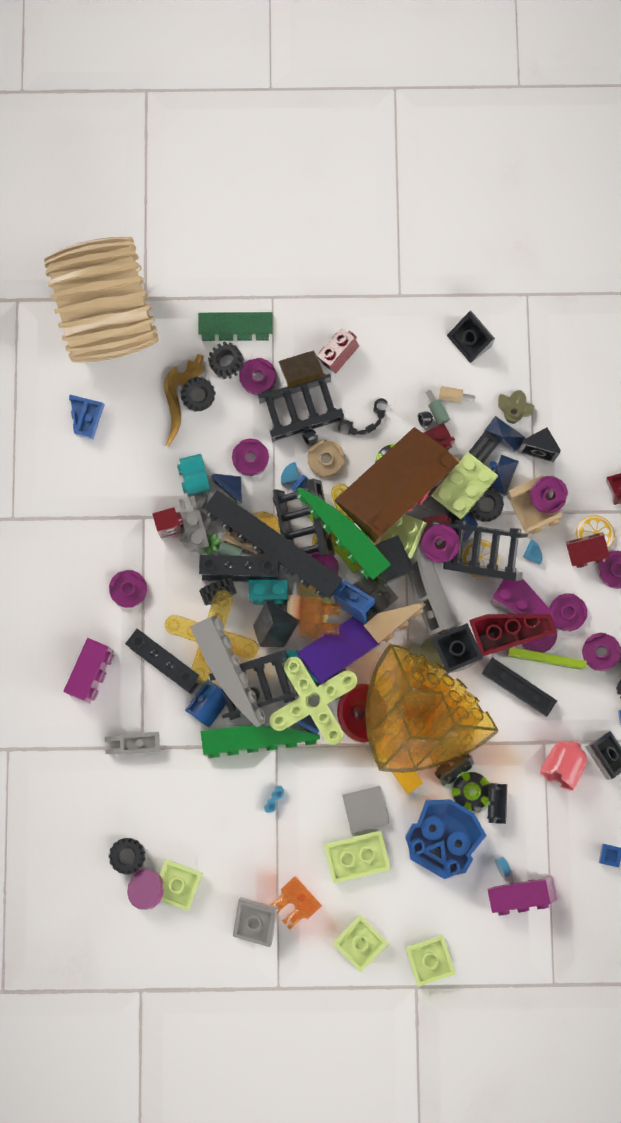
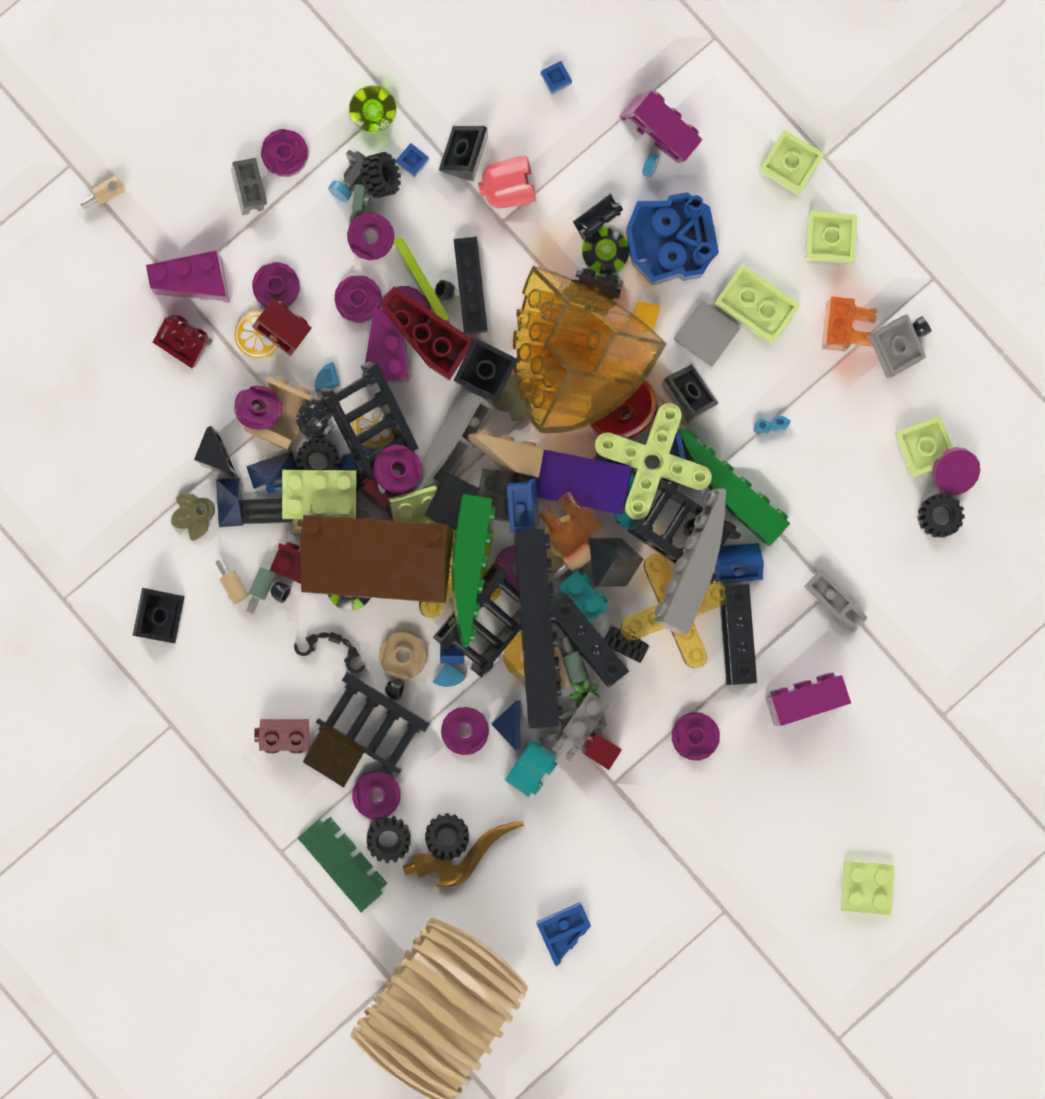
camera: 135 degrees left, 5 degrees up
(254, 950) = (921, 327): none -> black hinge
(337, 765) = (689, 393): none -> black slope
(513, 519) = (314, 419): none -> black piece
(529, 668) = (448, 287): none -> black hinge

